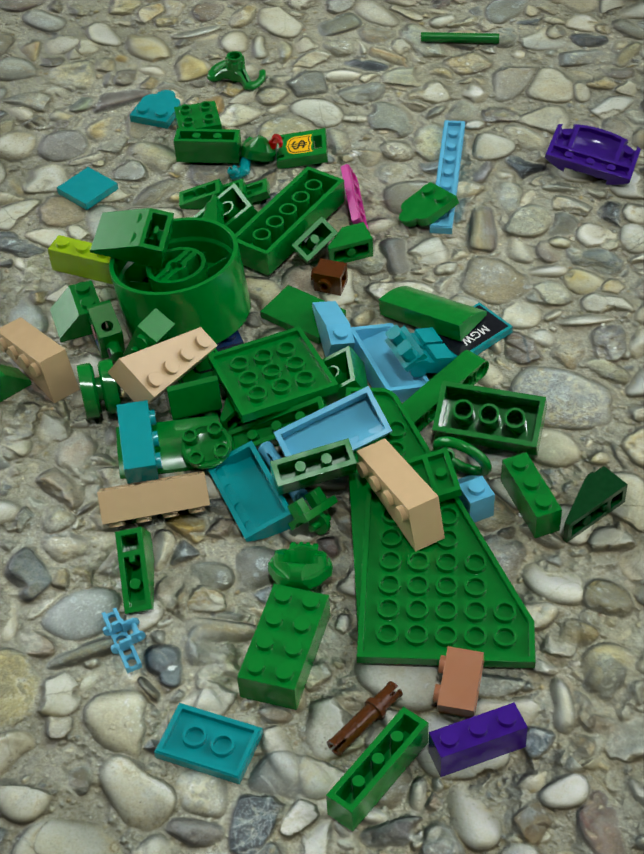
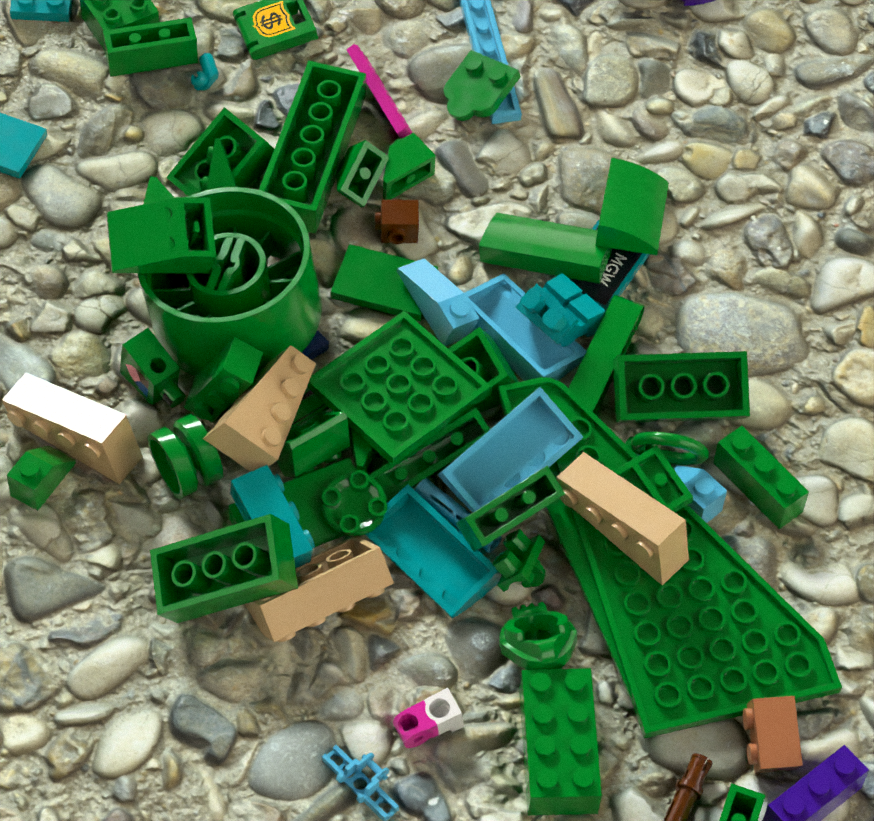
camera: 25 degrees left, 10 degrees up
(71, 311) = (89, 344): green slope -> none
(74, 258) = (63, 259): lime slope -> none
(83, 462) = (223, 569): none -> green brick
(136, 569) = (343, 693): green slope -> none
(192, 605) = (428, 719): none -> leg
(199, 196) = (189, 120): green slope -> none
(260, 149) = (220, 37): green piece -> none
(503, 296) = (632, 208): none -> green slope
(597, 497) = (833, 462): dark green slope -> none

